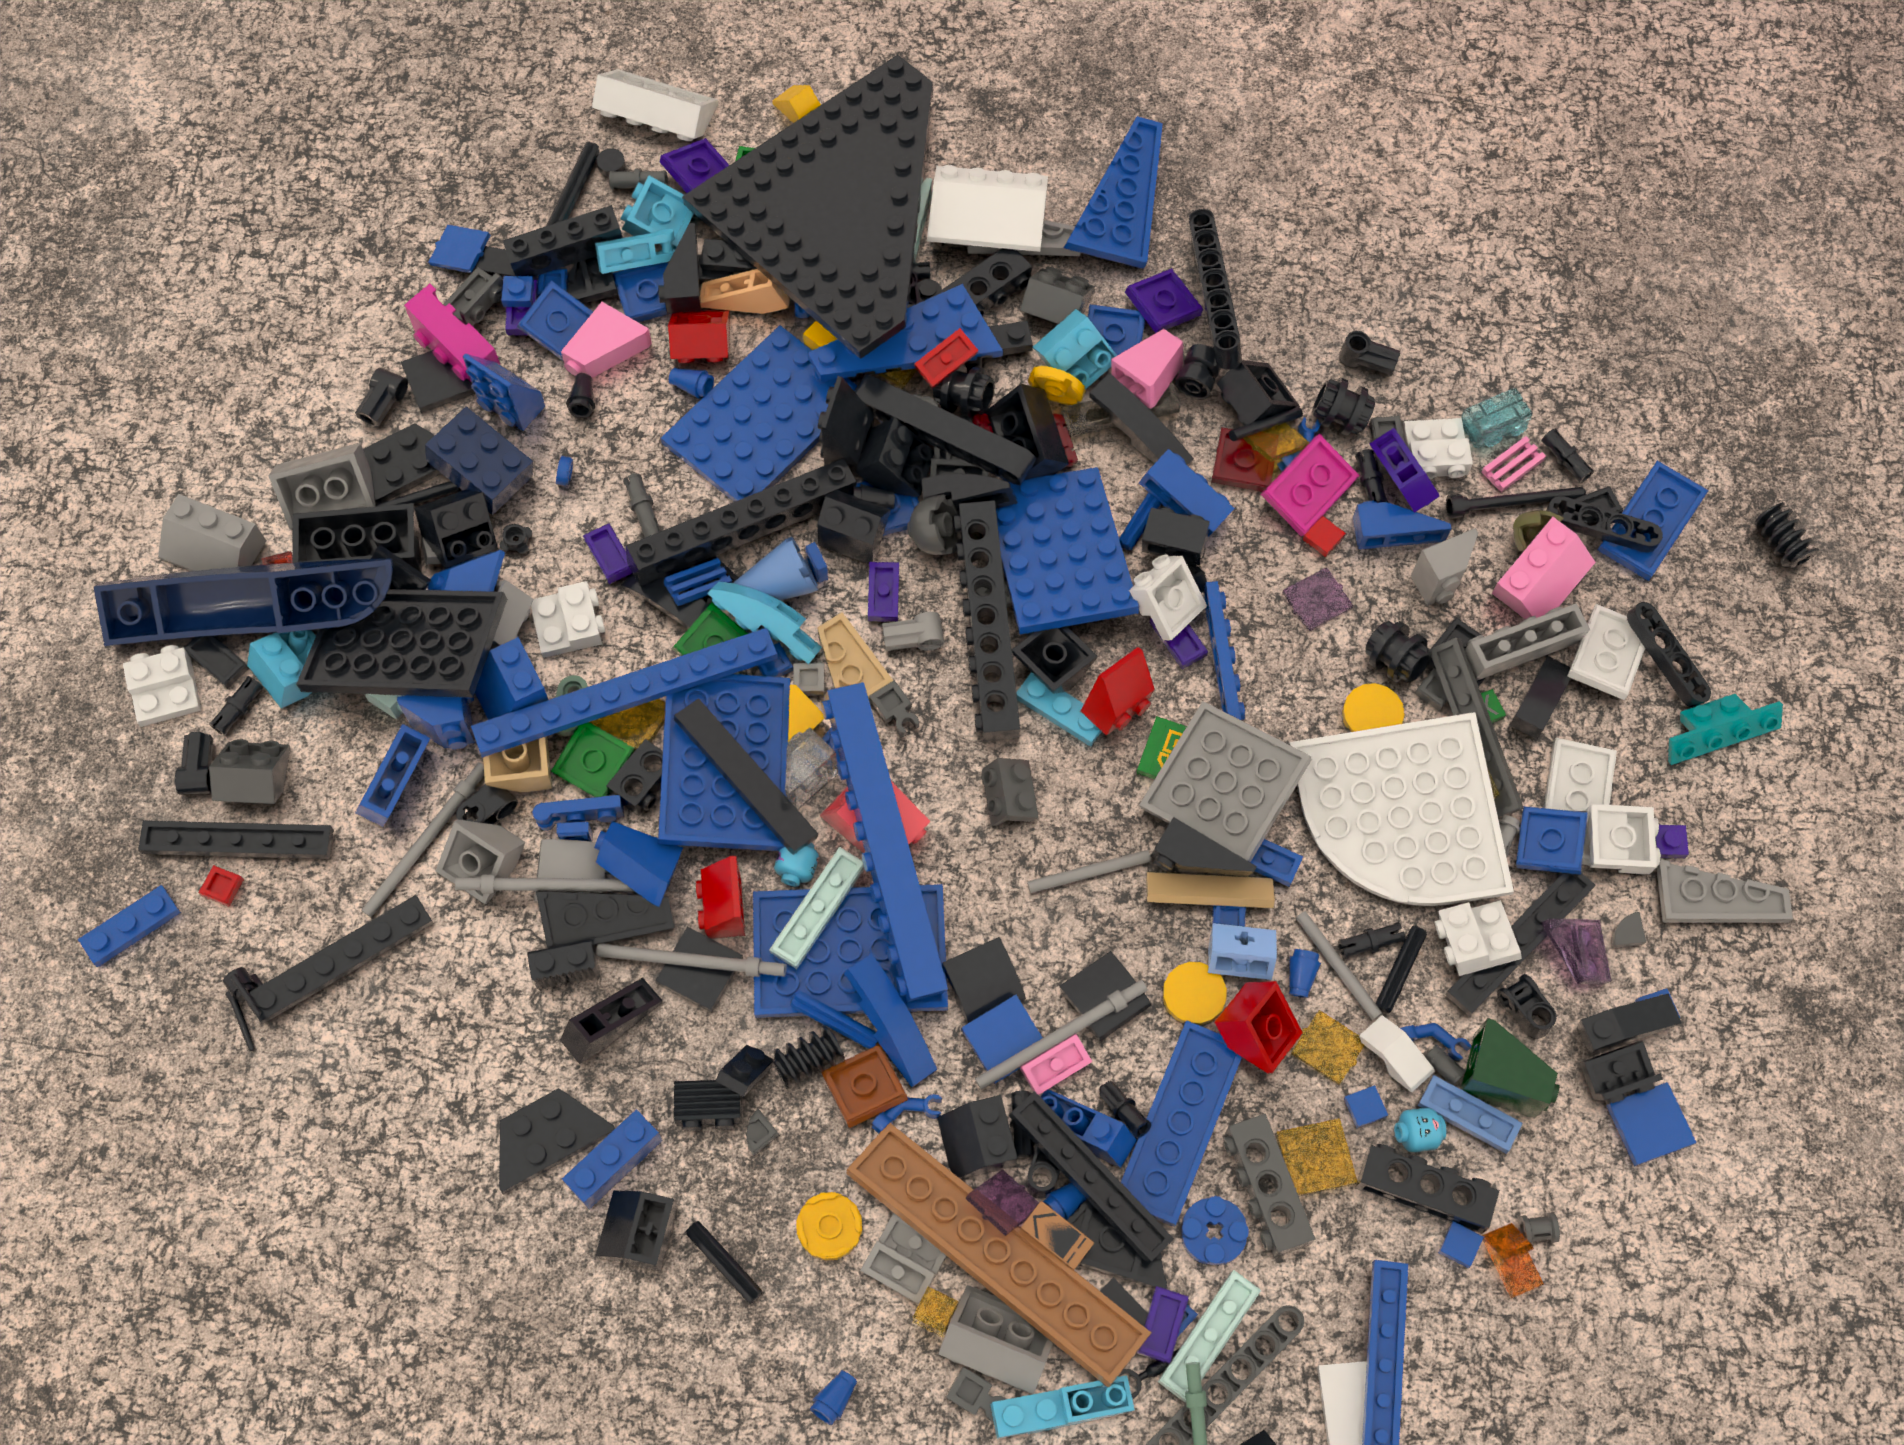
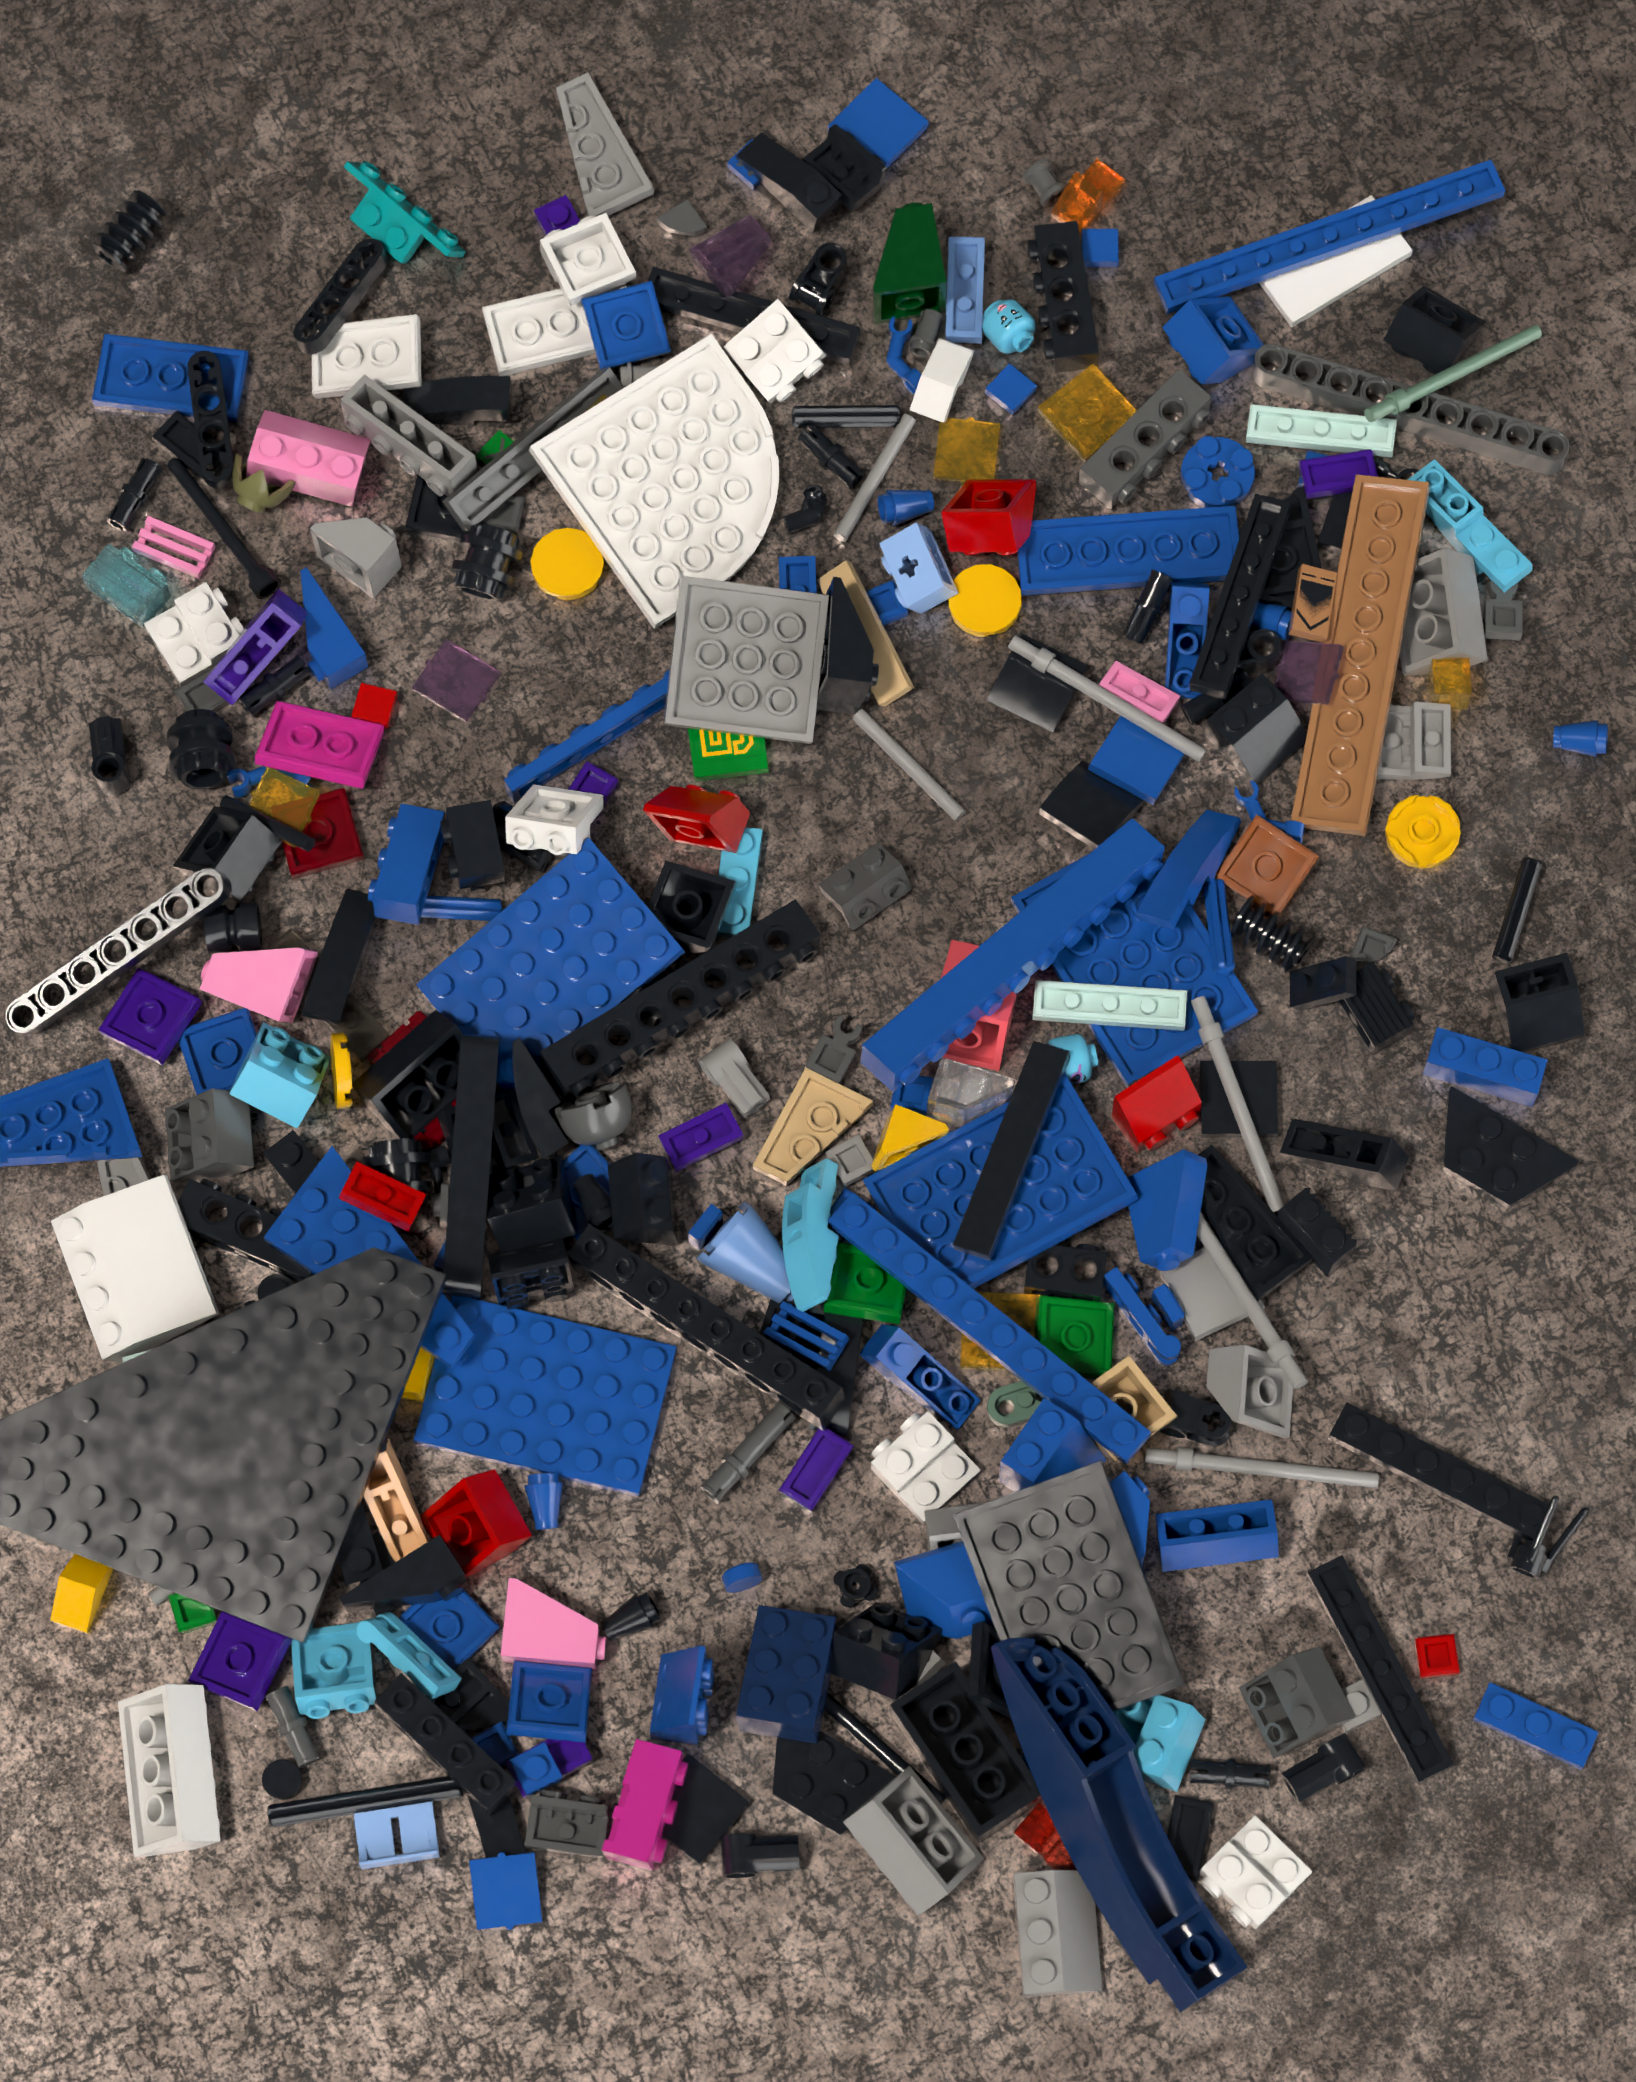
camera: 115 degrees left, 5 degrees up
(225, 811) = (1361, 1705): none -> light grey plate
(533, 193) = (376, 1835): none -> light blue piece
(631, 645) = (919, 1375): none -> blue slope
(1333, 1291) = (1213, 338): none -> blue slope
(1337, 908) = (810, 511): none -> black arm

